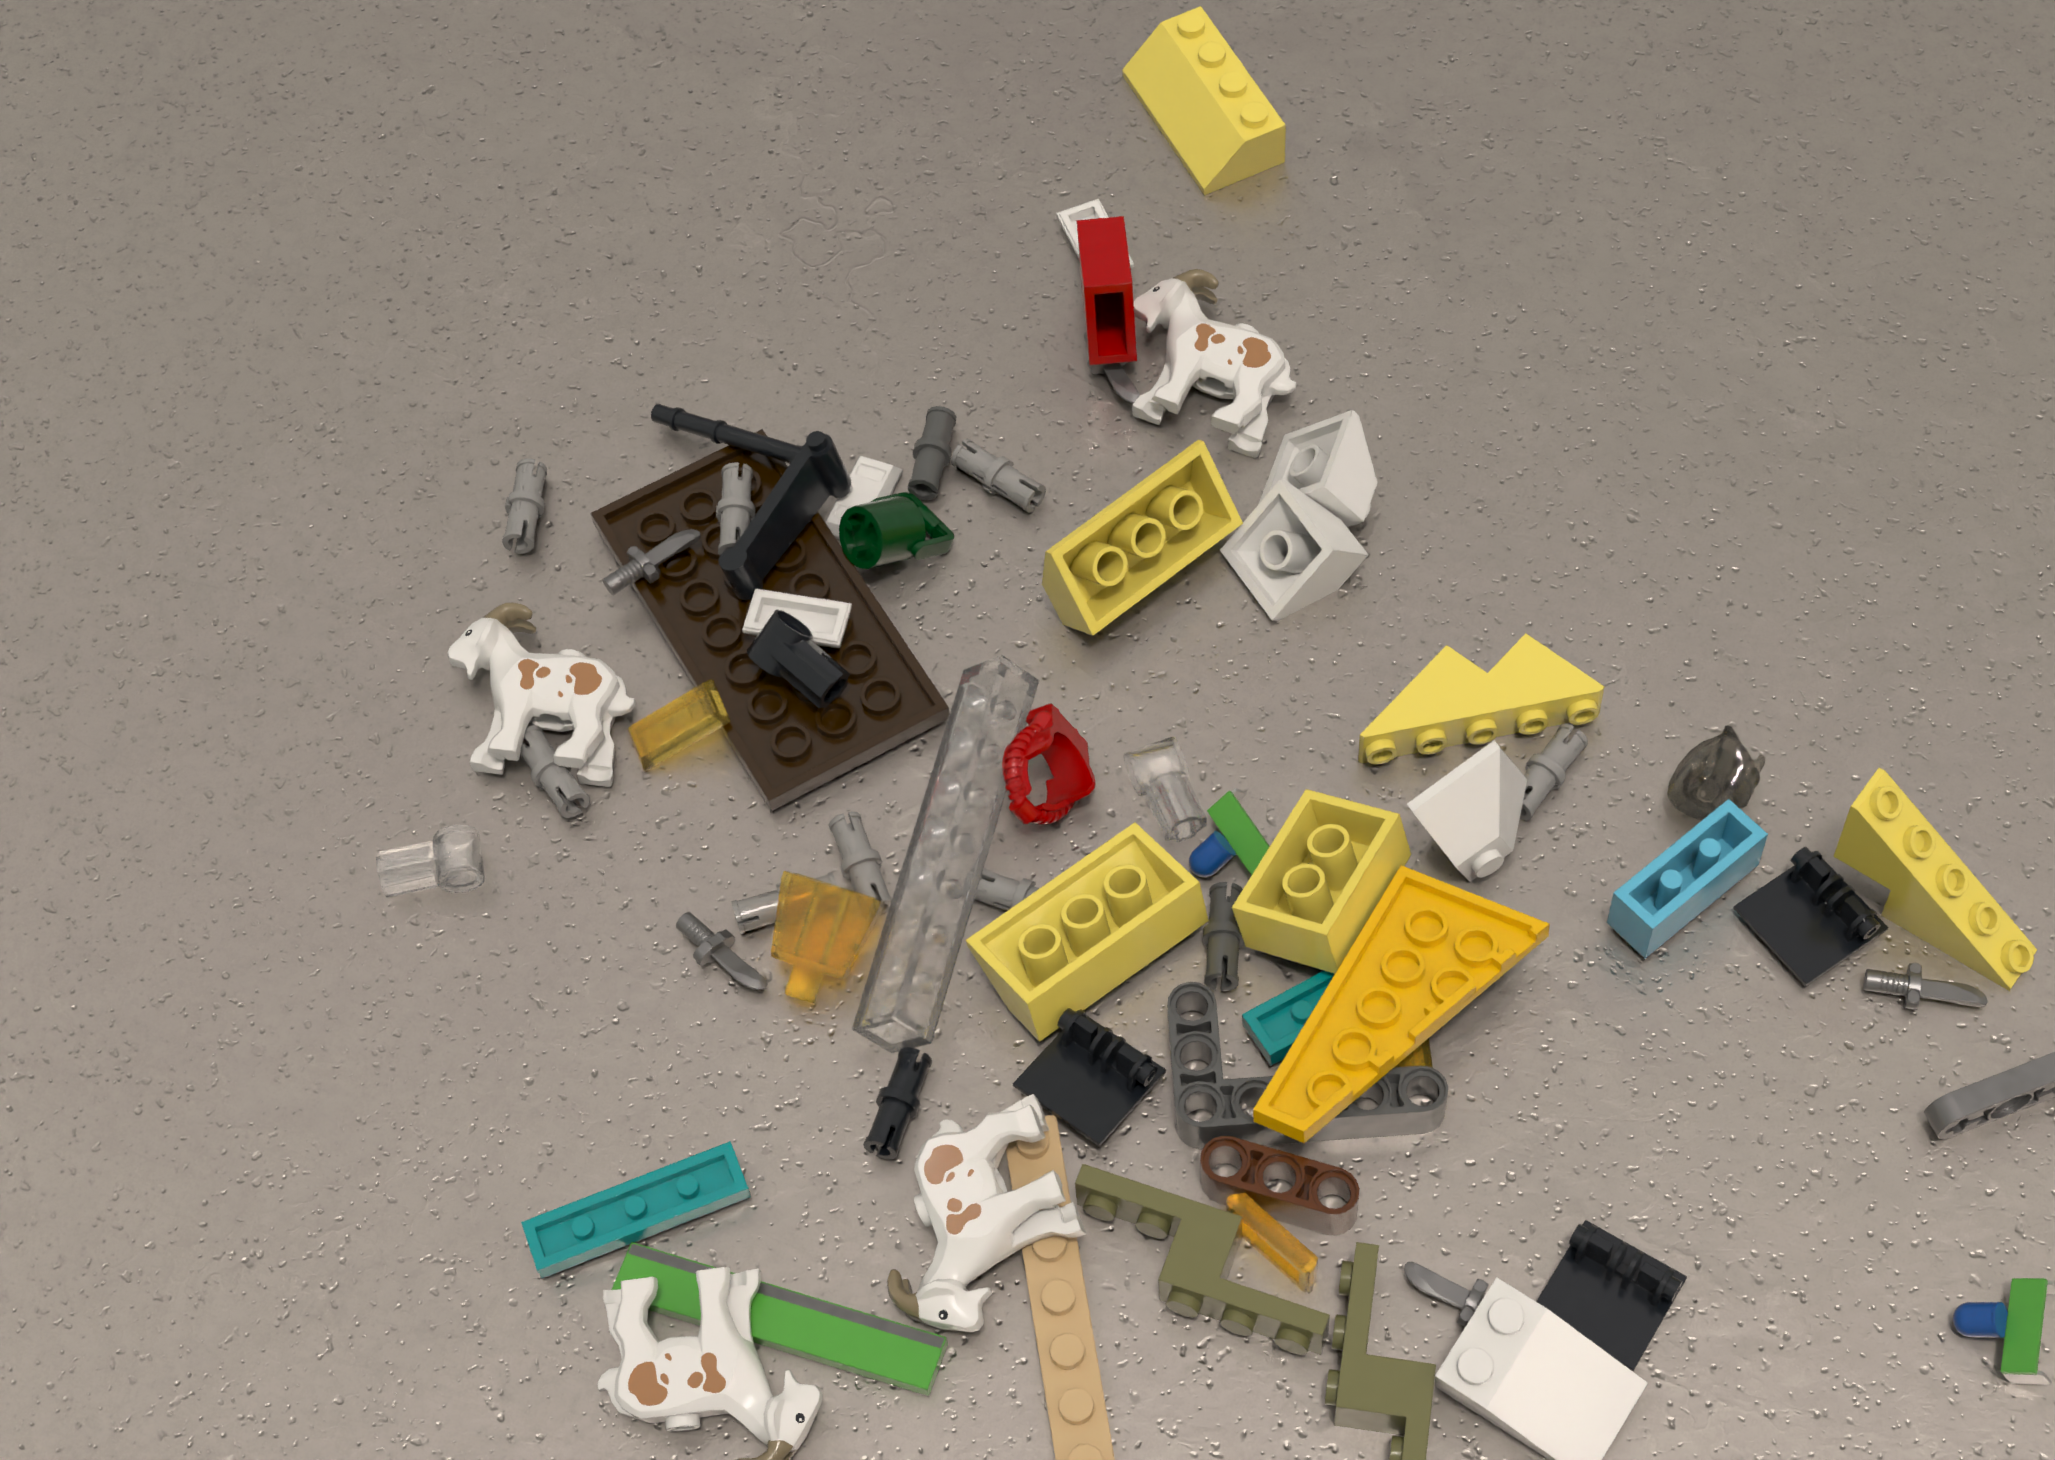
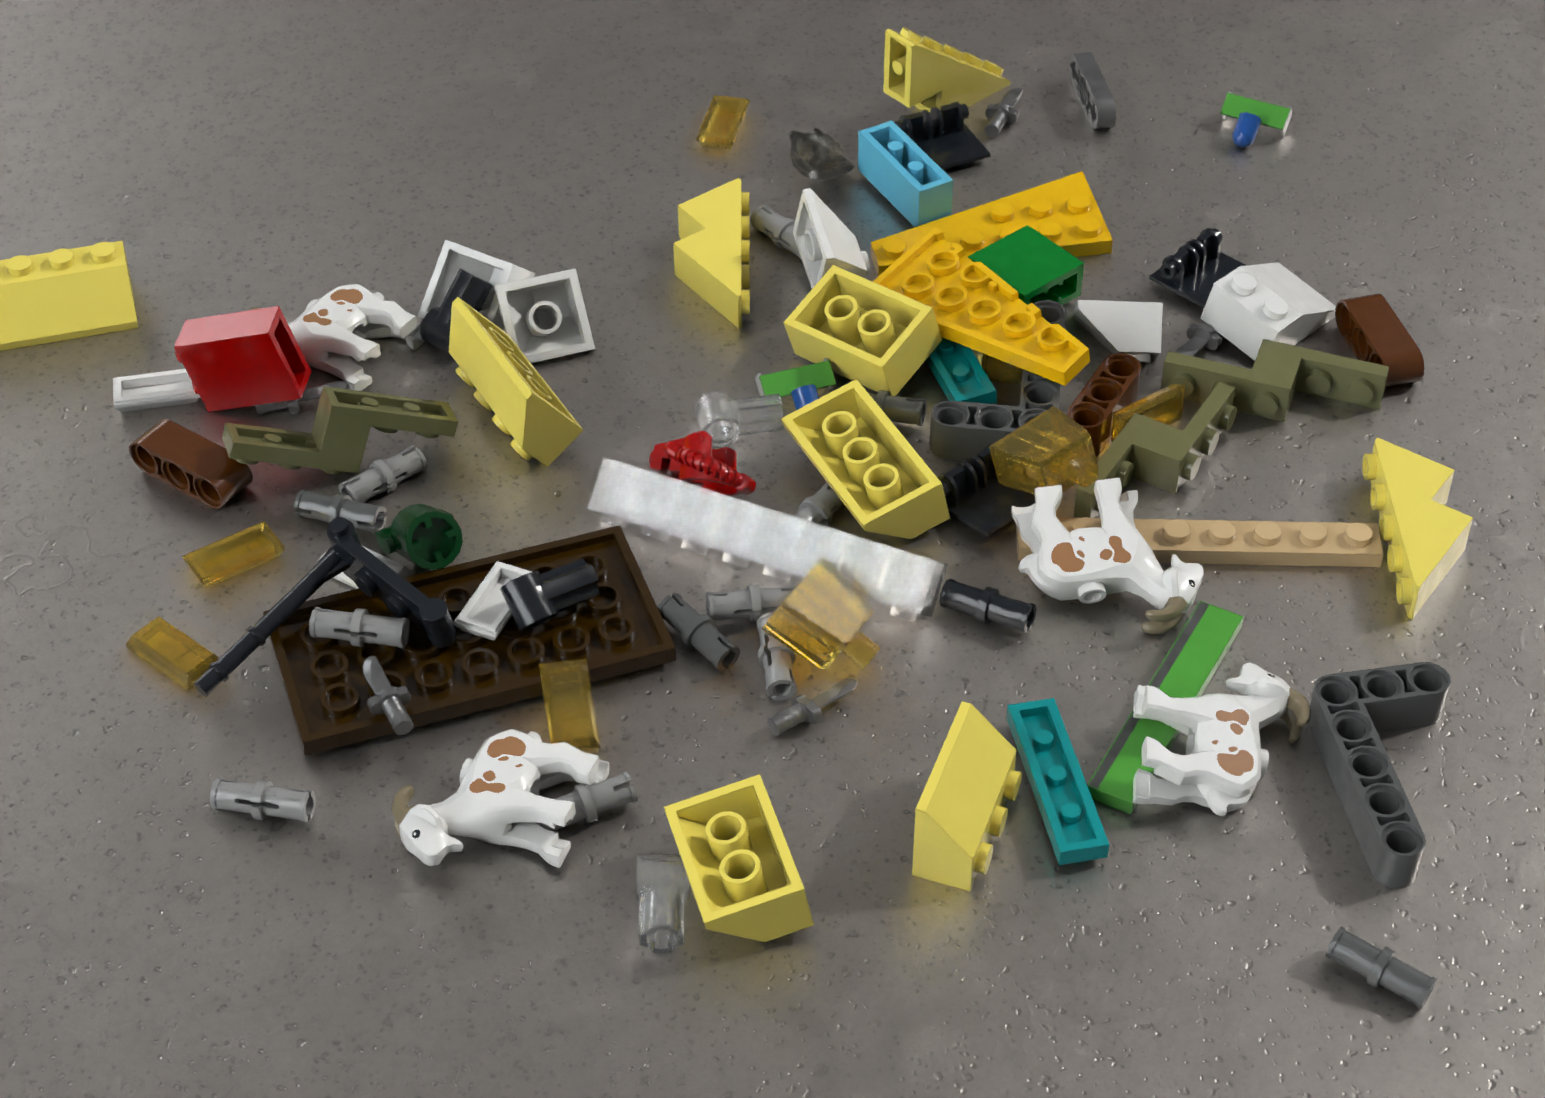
camera: 85 degrees left, 15 degrees down
(464, 917) = (739, 862): none -> light yellow slope
(569, 1111) = (964, 802): none -> light yellow slope
(718, 379) = (171, 652): none -> clear yellow tile
(807, 820) = (698, 632): none -> dark grey pin
(857, 383) = (234, 554): none -> clear yellow tile
(974, 304) = (190, 463): none -> reddish brown beam
(1027, 412) = (339, 431): none -> olive bracket
(1124, 1121) = (1045, 453): none -> clear yellow torso
(1262, 463) = (436, 323): none -> black piece
(1447, 1187) = (1123, 326): none -> white slope
(1513, 1055) = (1034, 266): none -> green brick
(1652, 1052) = (1058, 210): none -> yellow wing
(1772, 653) = (722, 122): none -> clear yellow tile

